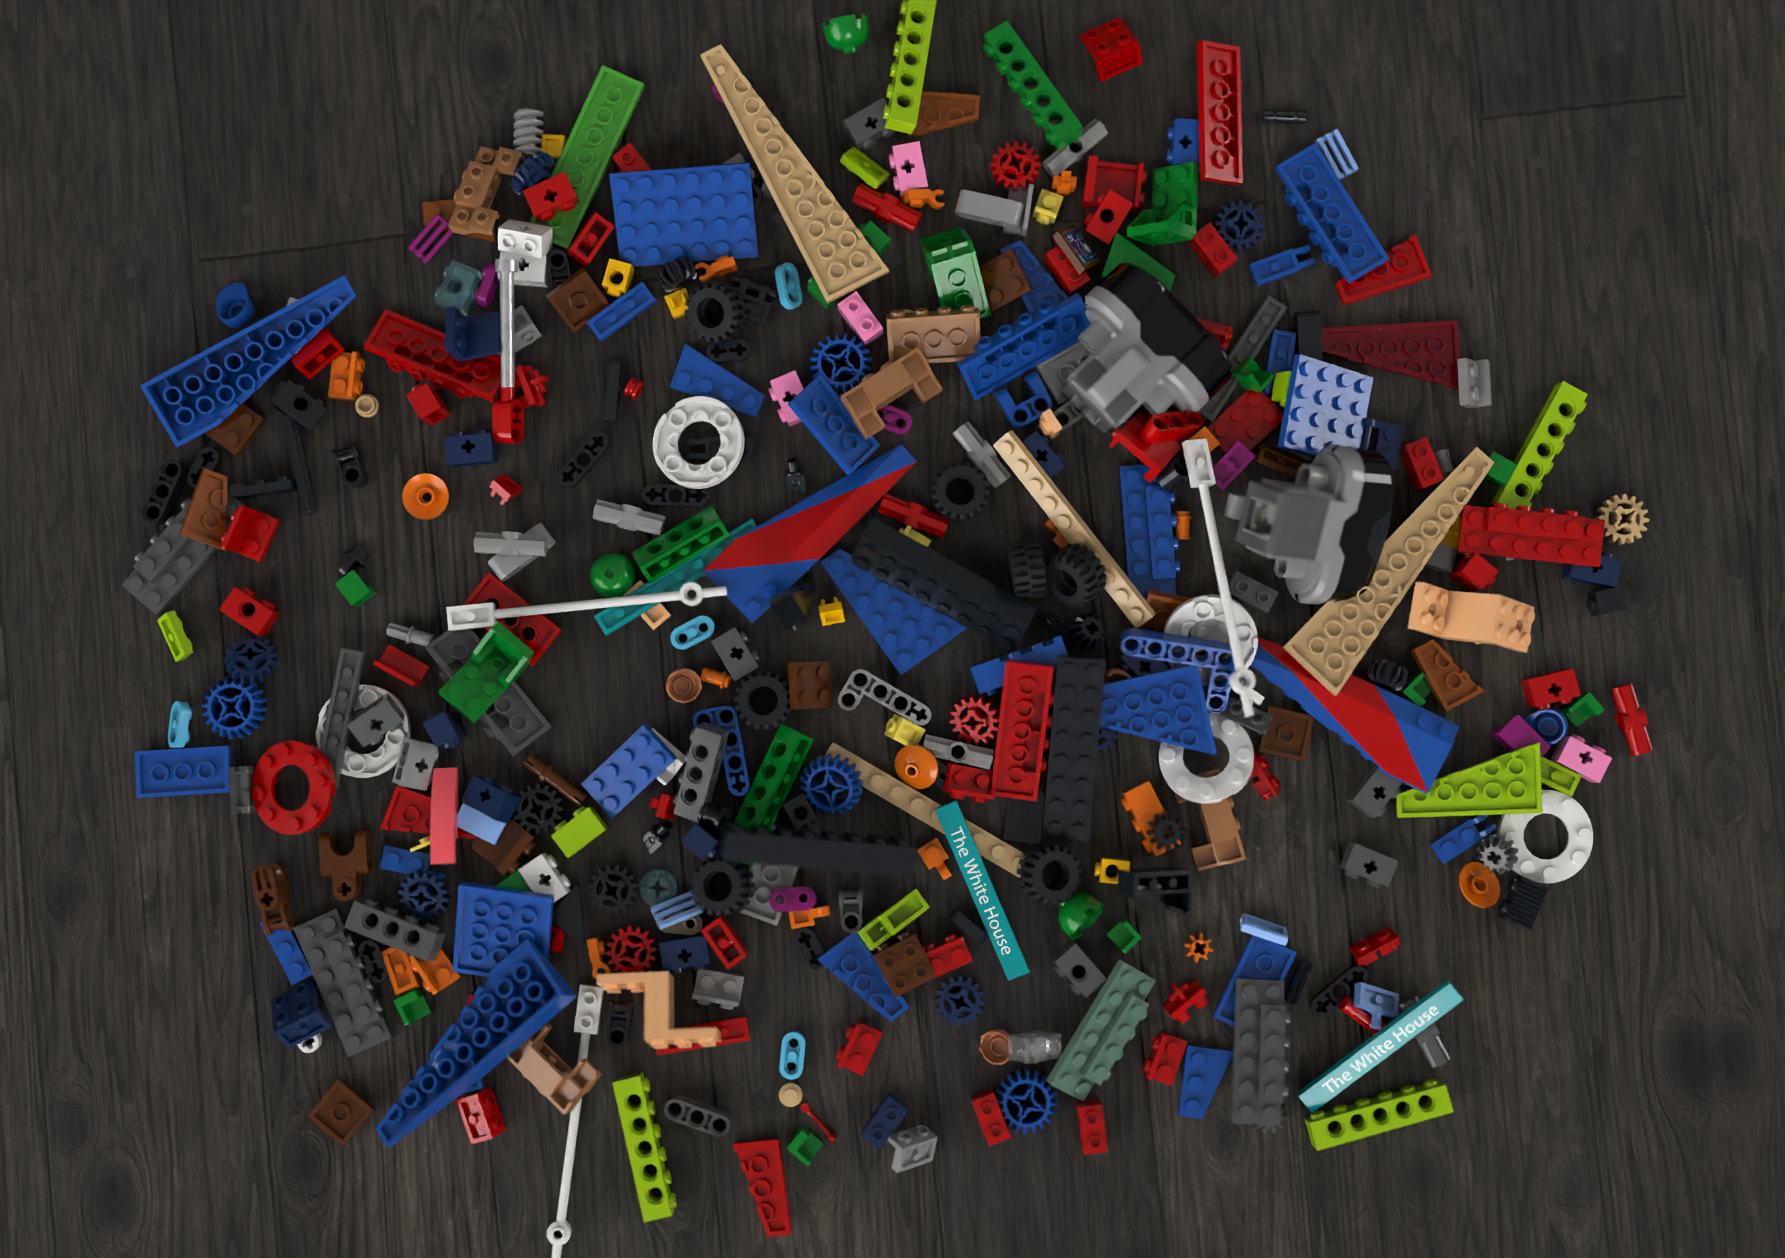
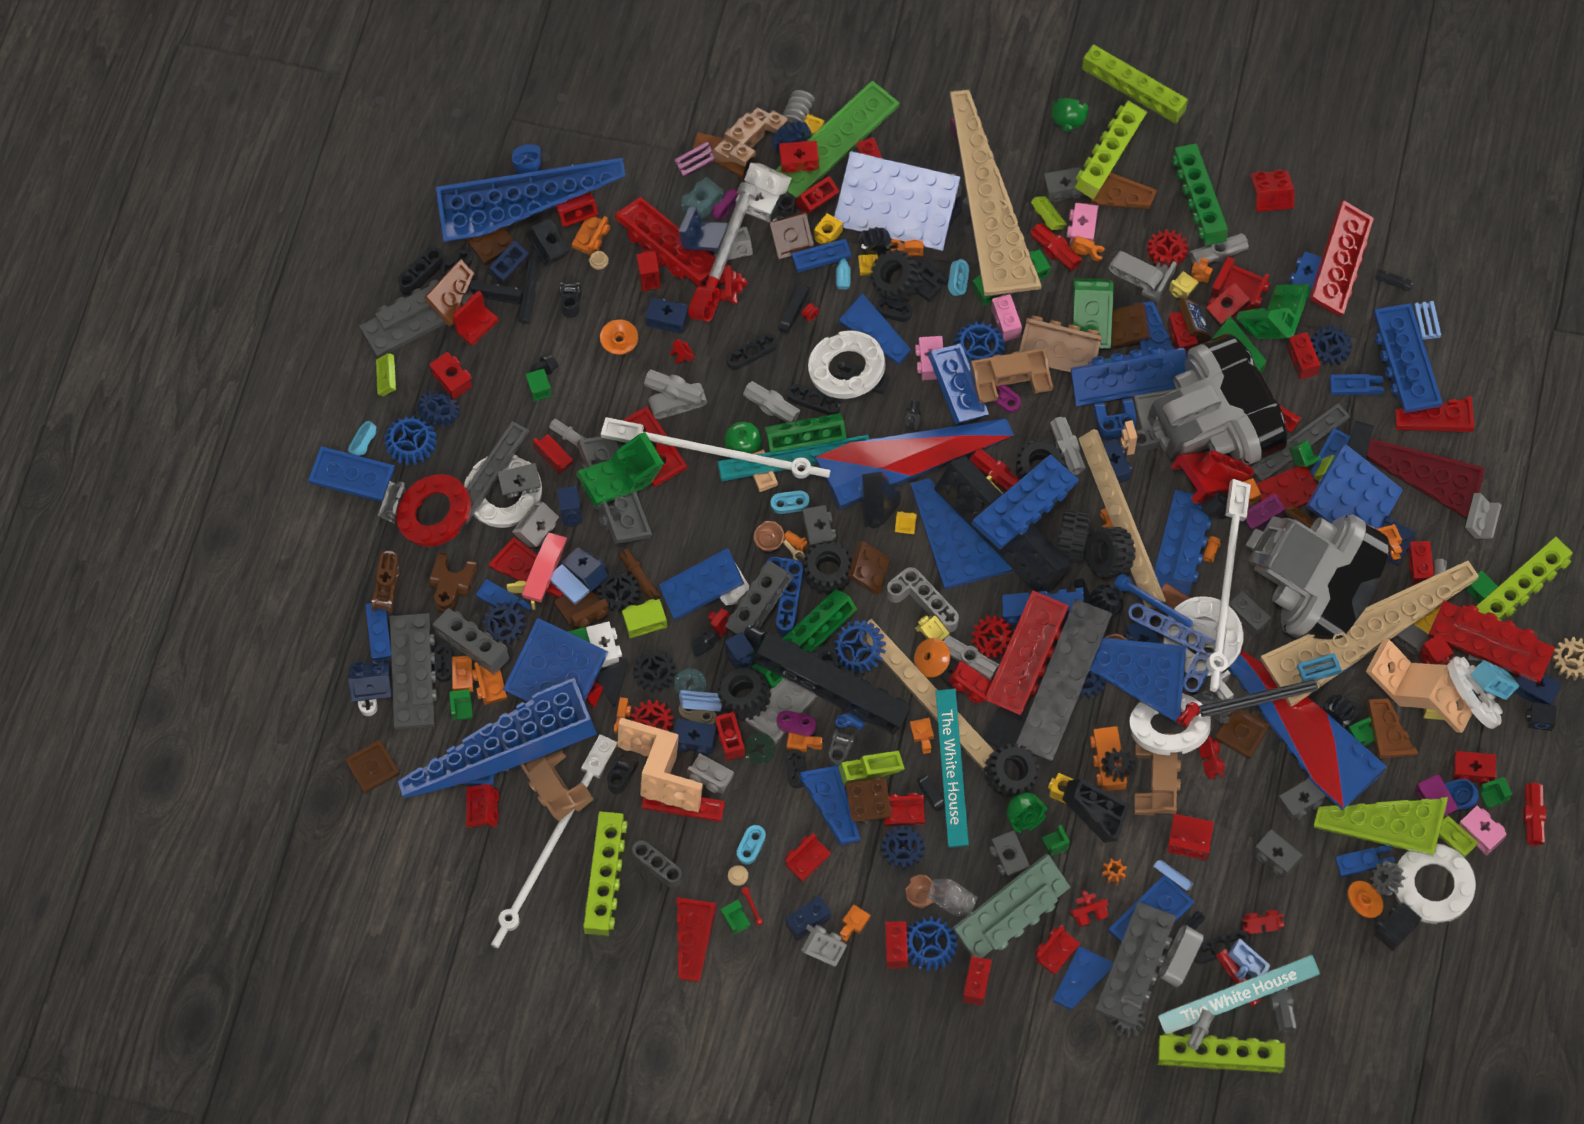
camera: 20 degrees right, 20 degrees down
(261, 448) = (507, 262): none -> dark blue brick
(654, 326) = (843, 275): none -> medium azure piece
(717, 691) = (795, 553): none -> tan hand
(762, 950) = (762, 739): none -> clear green gear
(841, 876) = (849, 720): none -> blue arm
(935, 1101) = (854, 921): none -> orange plate
(963, 555) = (1025, 502): none -> blue plate
(1103, 607) = (1124, 583): none -> blue piece
(1225, 744) = (1188, 714): none -> red pin
(1268, 878) = (1190, 837): none -> red bracket
(1299, 701) = (1258, 698): none -> black axle
(1304, 1020) = (1180, 956): none -> light grey beam
(1338, 653) = (1317, 676): none -> dark azure tile
(1352, 1104) = (1200, 1029): none -> light grey axle
(1380, 442) = (1394, 540): none -> orange plate
(1515, 590) = (1488, 711): none -> white plate
(1548, 582) = (1494, 680): none -> medium azure brick

